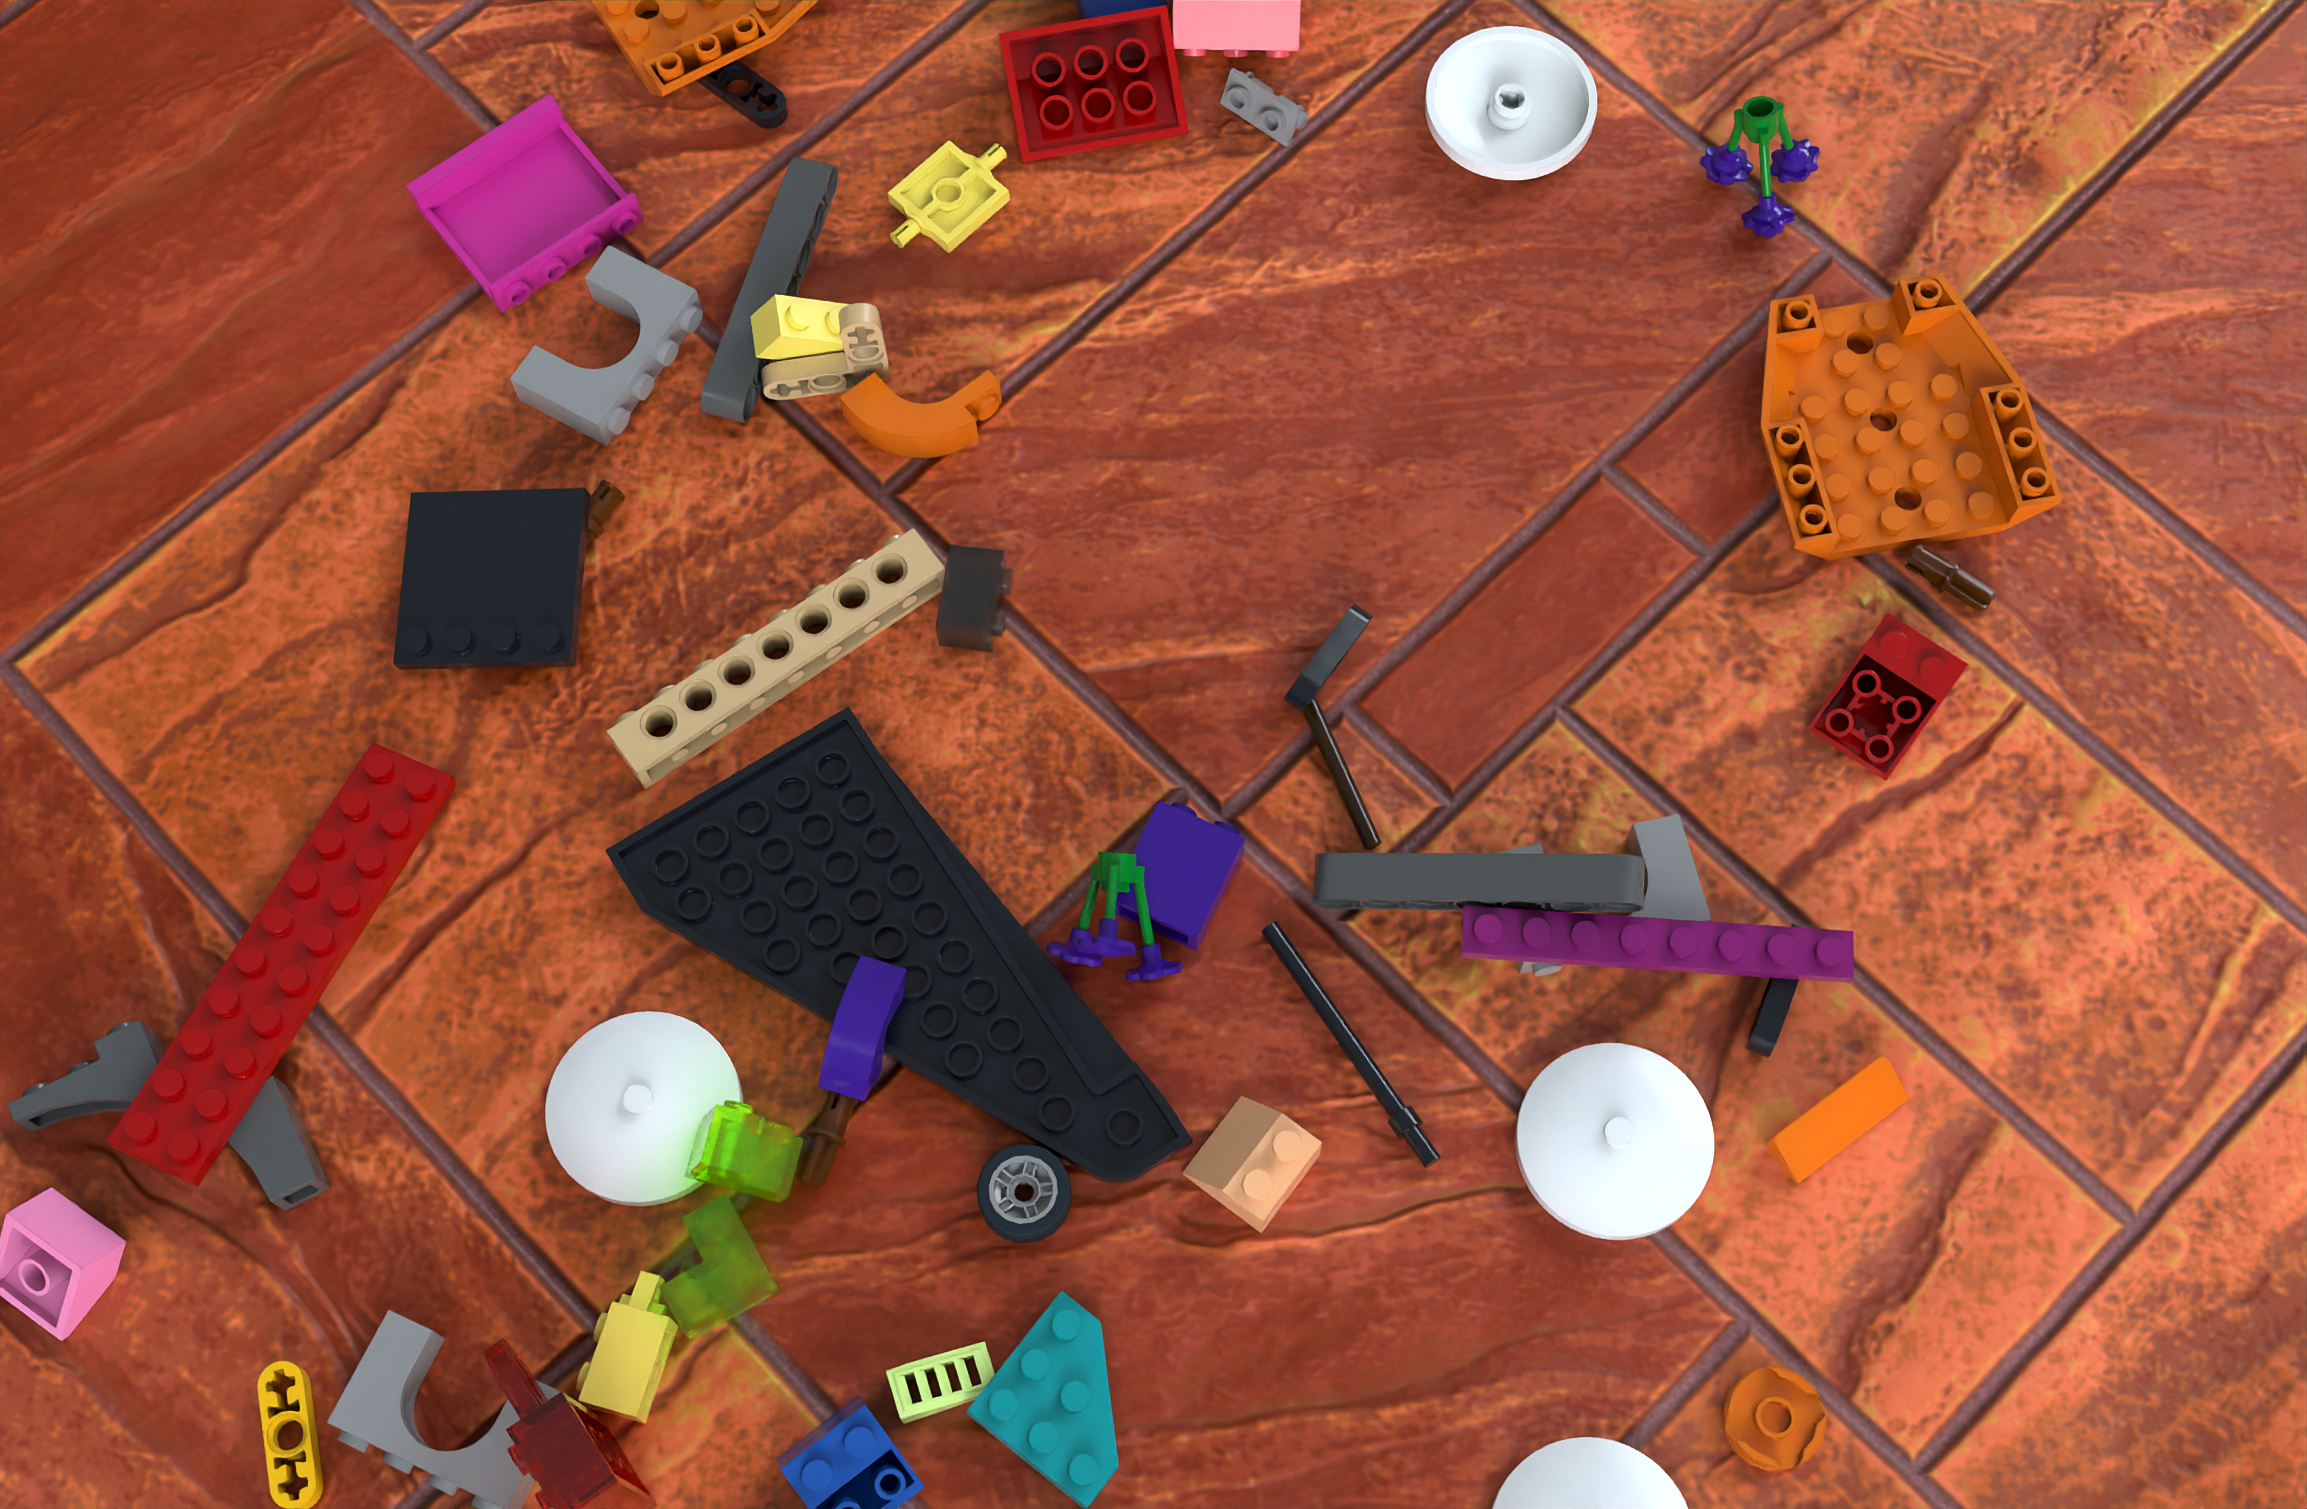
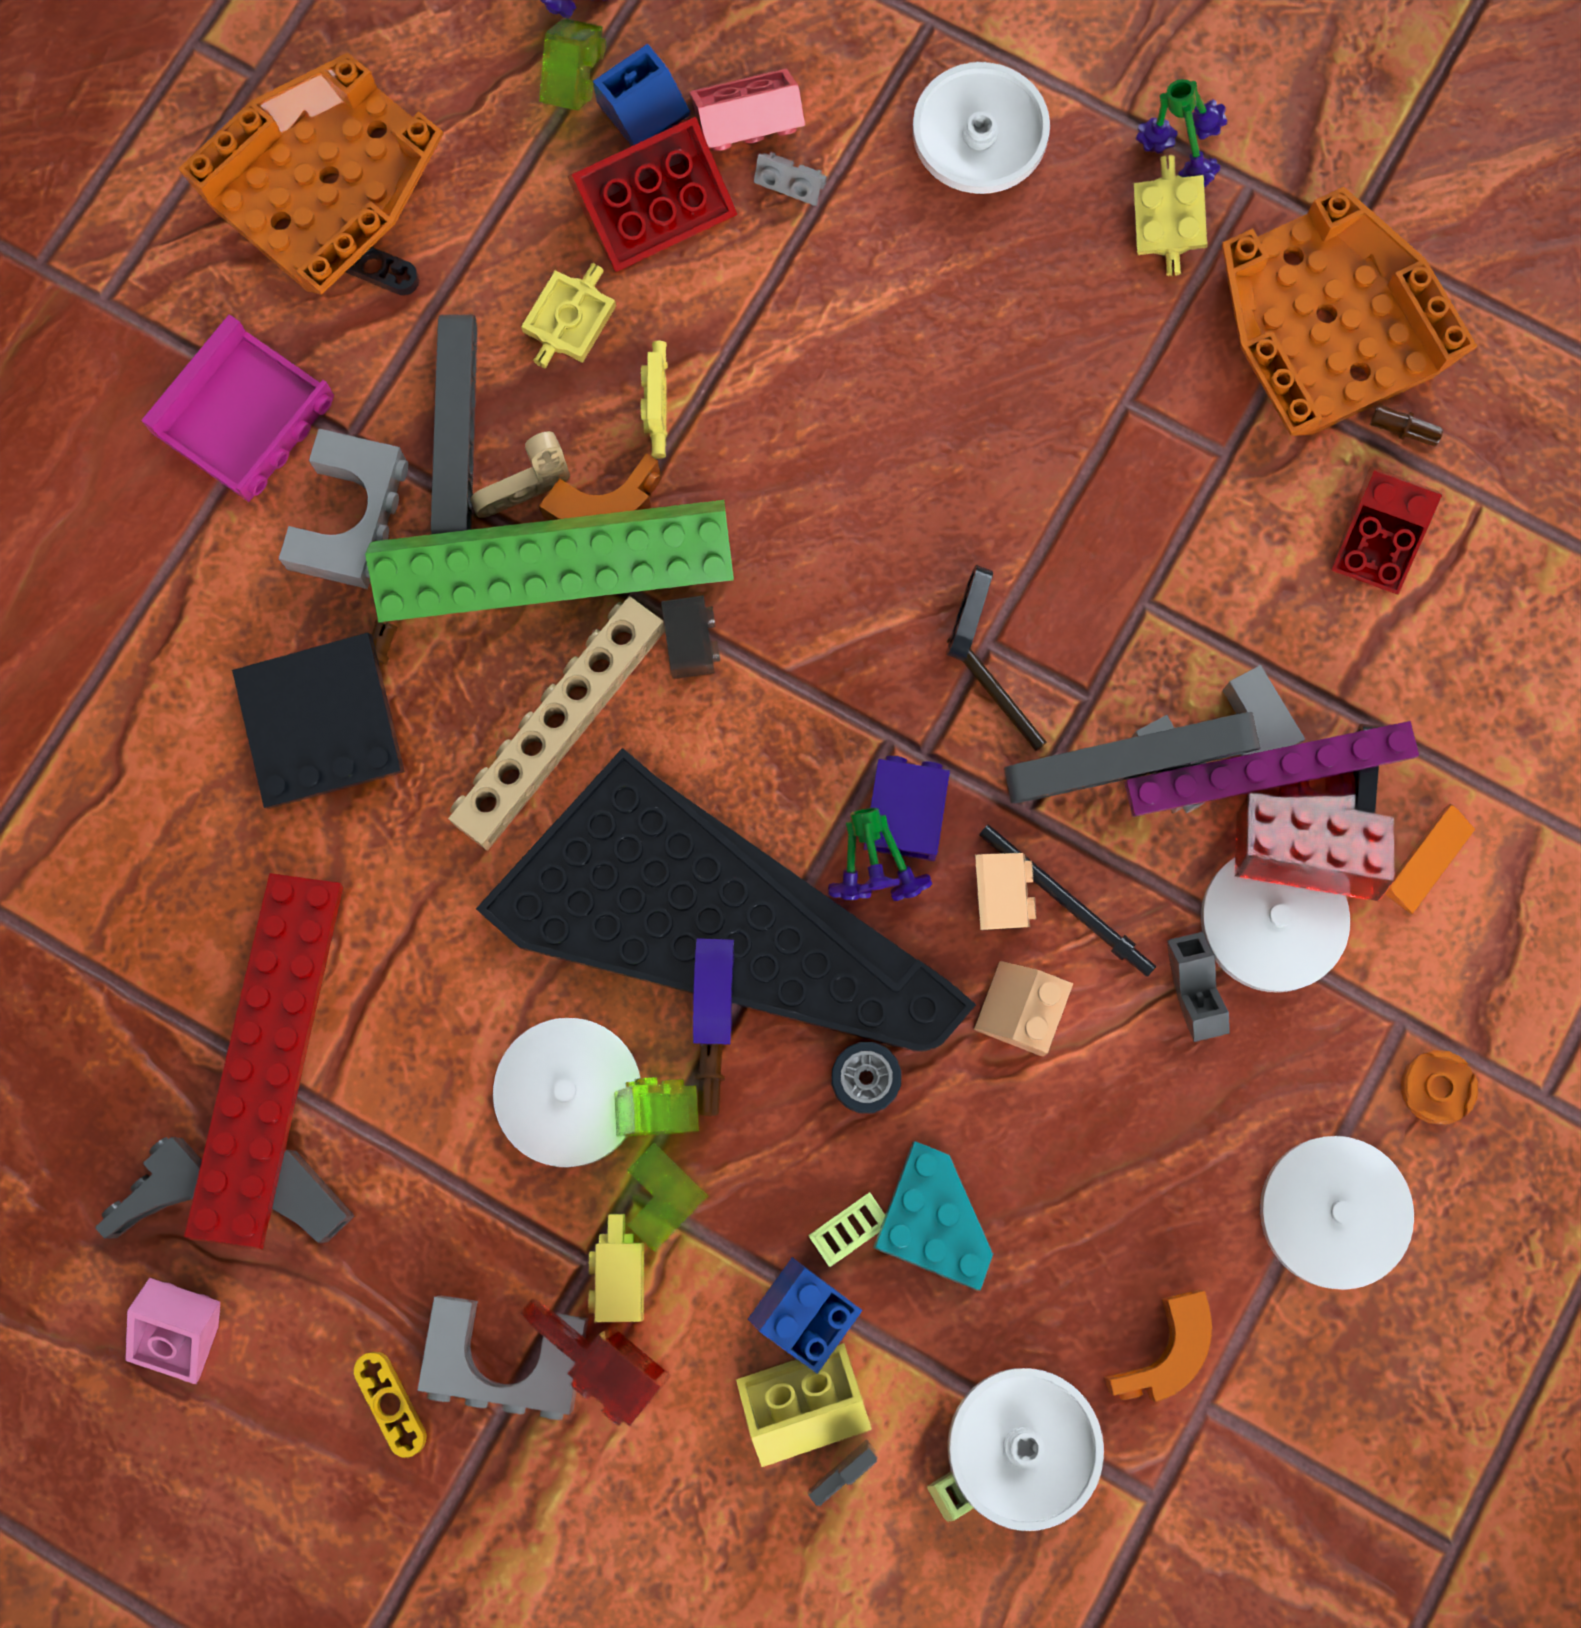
camera: 15 degrees left, 10 degrees up
(796, 328) = (491, 459): light yellow hinge -> none
(832, 463) = (549, 561): none -> bright green brick
(1020, 311) = (655, 398): none -> light yellow plate
(1267, 1003) = (1004, 891): none -> light nougat slope
(1486, 1196) = (1195, 985): none -> dark grey brick
(1690, 1051) = (1315, 840): none -> clear red brick
(1716, 258) = (1170, 215): none -> light yellow plate

